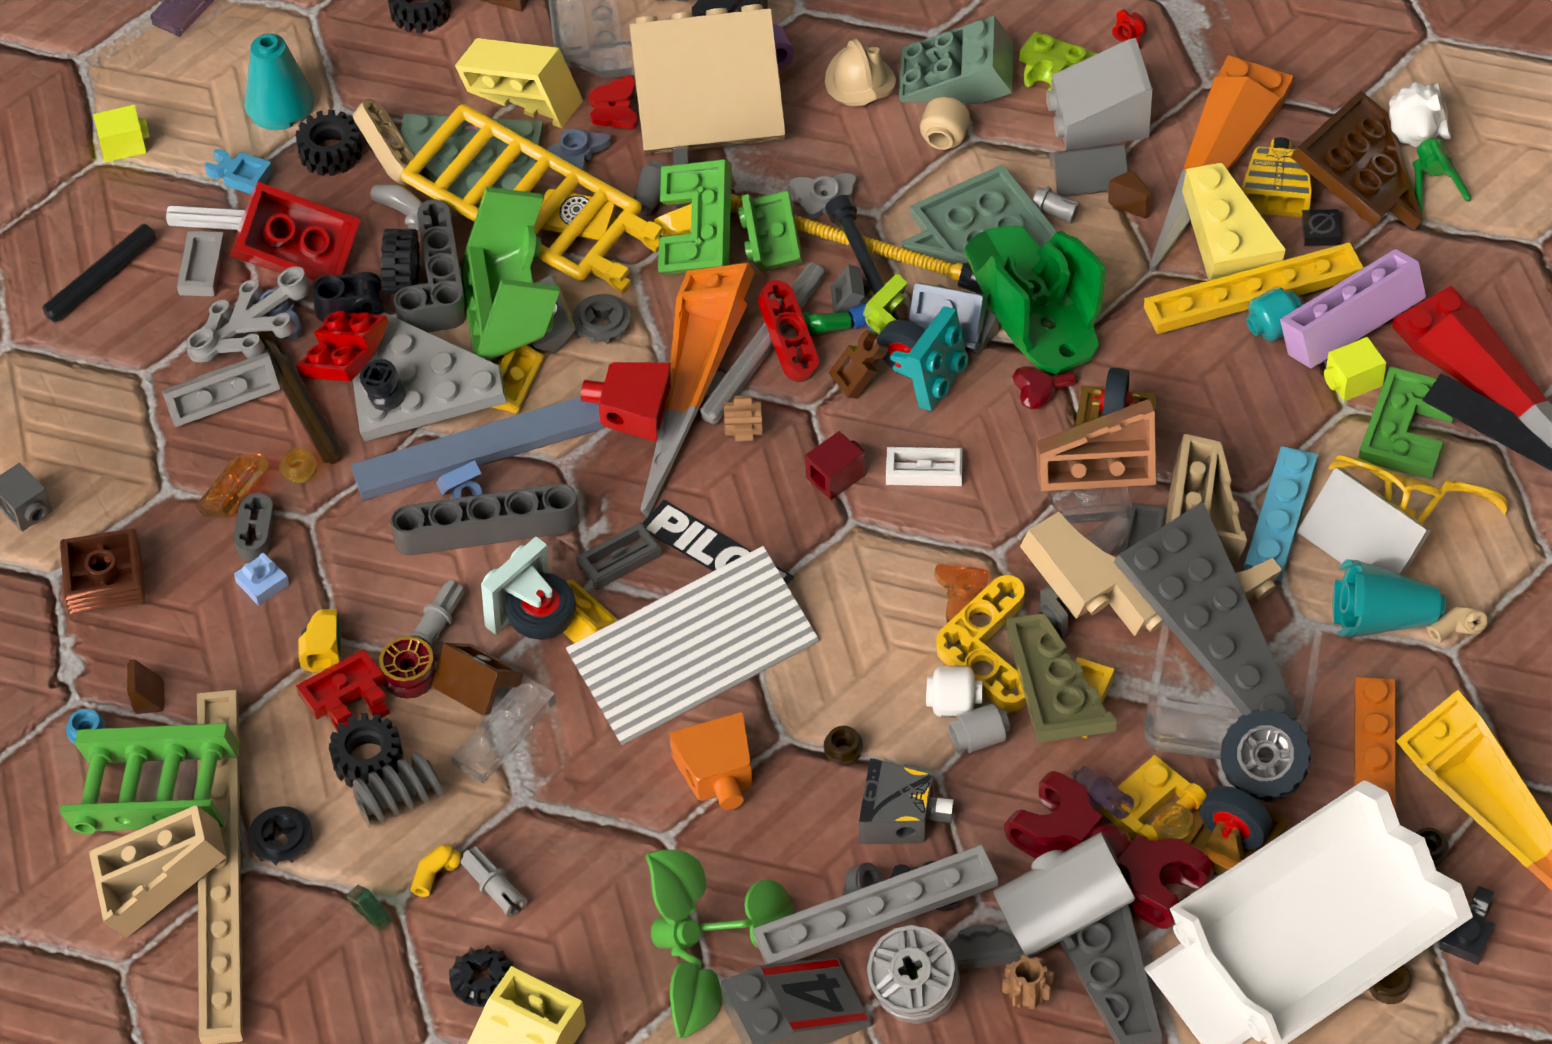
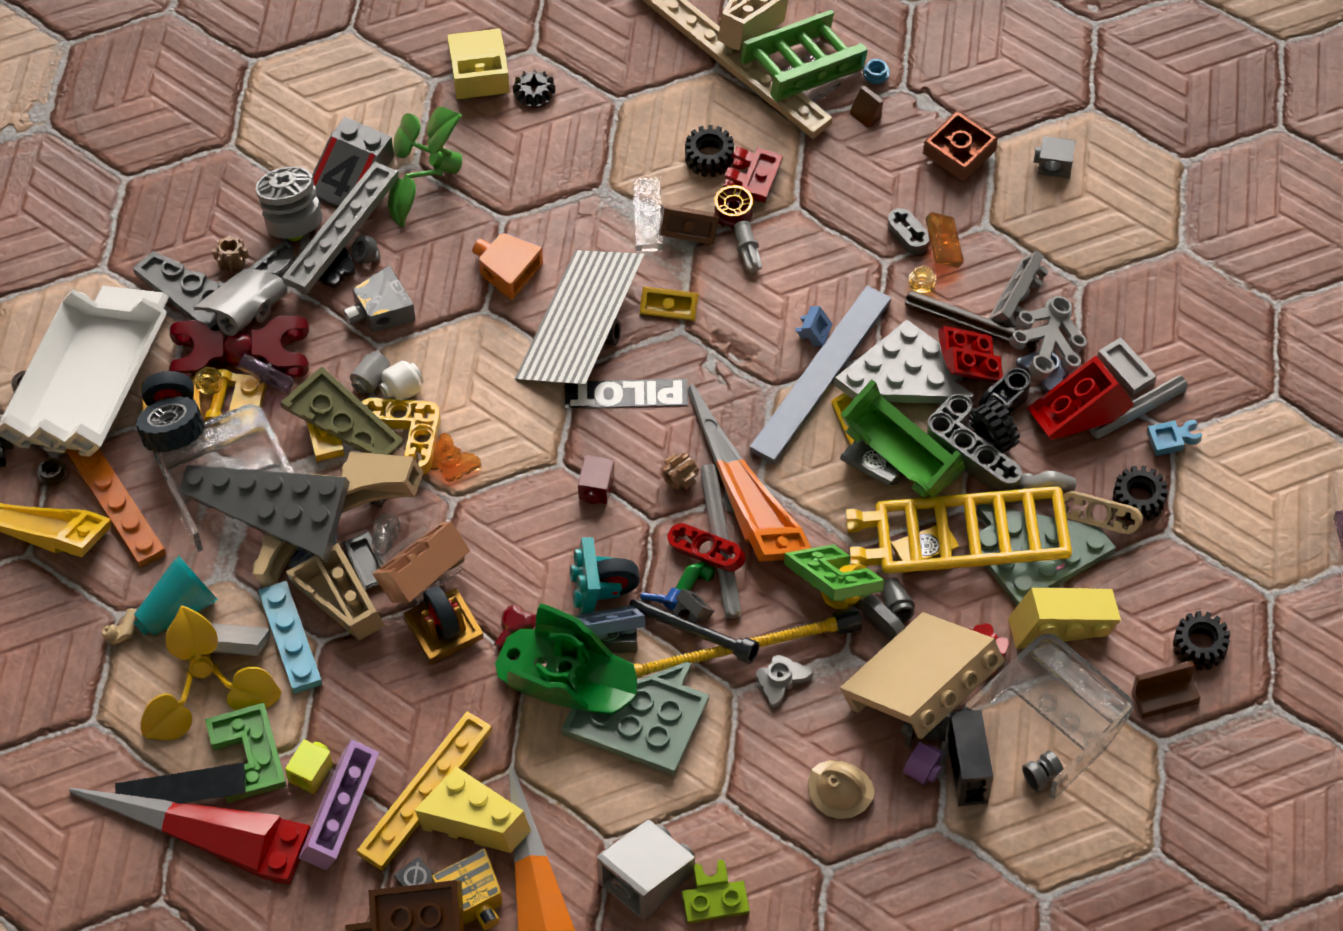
camera: 140 degrees right, 5 degrees up
(99, 273) = (1179, 319): black axle -> none
(121, 133) = (1276, 409): neon yellow brick -> none
(261, 579) = (872, 206): light blue tile -> none
(275, 85) = (1213, 502): teal cone -> none
(291, 823) = (707, 77): black gear -> none
(321, 641) = (795, 189): yellow rock -> none
(369, 907) = (625, 78): clear green tile -> none
(382, 384) = (911, 332): black wheel -> none
(396, 788) = (668, 138): dark grey piece -> none
(429, 865) = (613, 122): yellow arm -> none
(485, 519) = (805, 284): dark grey beam -> none
(493, 881) = (572, 131): light grey axle -> none
(527, 595) = (690, 272): plate -> none
(578, 146) = (975, 611): sand blue animal -> none
(604, 307) = (827, 484): dark grey gear -> none
(623, 559) = (673, 368): dark grey tile -> none
(632, 397) = (756, 431): red torso -> none
(771, 231) = (782, 606): bright green bracket -> none
(843, 737) = (444, 314): dark brown plate -> none
(855, 367) = (639, 551): reddish brown plate -> none
(886, 299) = (654, 596): lime bracket -> none
(924, 471) = (548, 527): white tile -> none
(944, 122) = (742, 777): tan head -> none
(962, 64) = (776, 839): sand green slope -> none
(1056, 204) = (614, 769): light grey pin -> none
(1087, 168) = (617, 816): dark grey panel -> none
(1130, 194) = (565, 808): reddish brown slope -> none
(1267, 311) = (393, 771): teal head -> none

